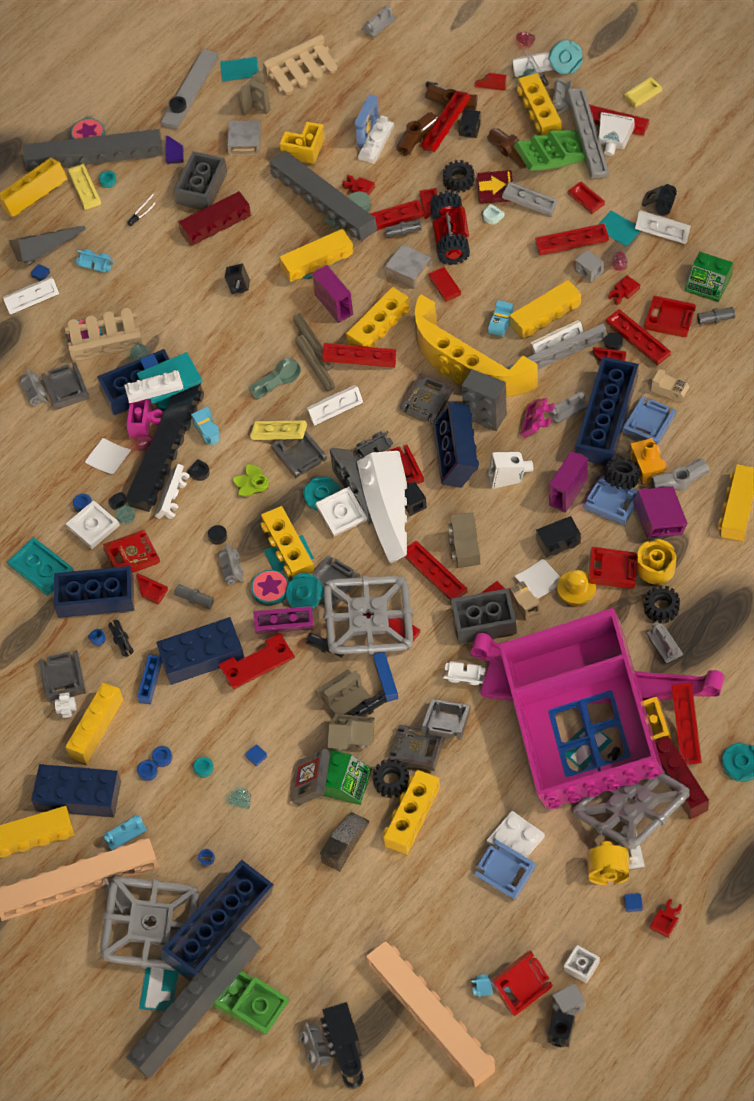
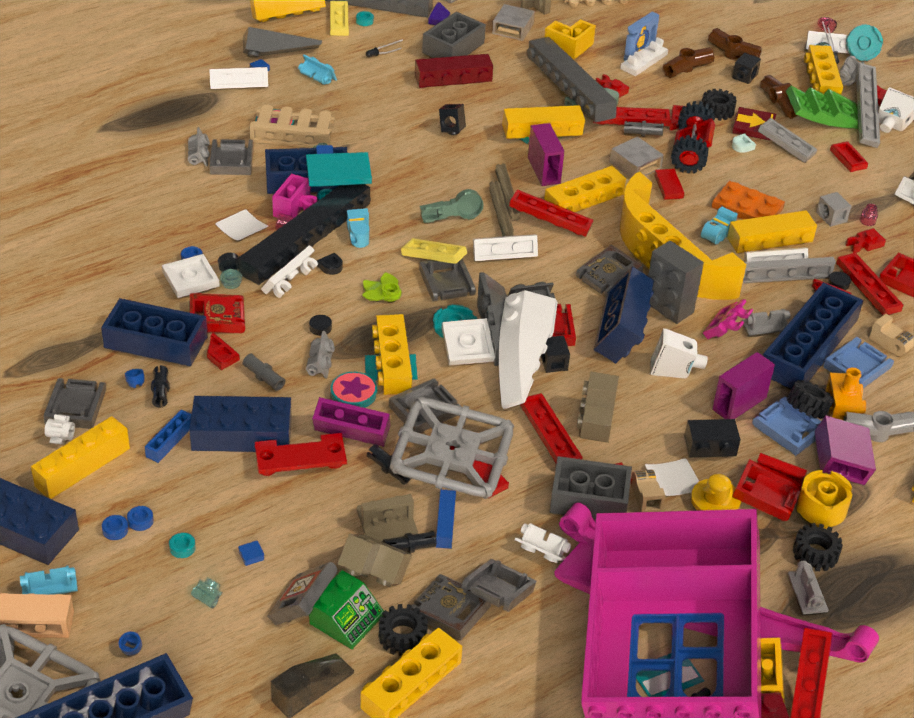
camera: 10 degrees right, 15 degrees down
(38, 565) = (106, 290): teal tile -> none
(153, 386) = (317, 168): white plate -> none
(304, 591) = (391, 399): teal tile -> none
(445, 121) = (723, 56): red plate -> none
(493, 81) = (782, 44): red tile -> none
(516, 283) = (747, 202): none -> orange plate
(572, 239) = (822, 183): red plate -> none
(618, 545) = (787, 469): none -> red tile
(620, 228) = (875, 190): teal sticker -> none

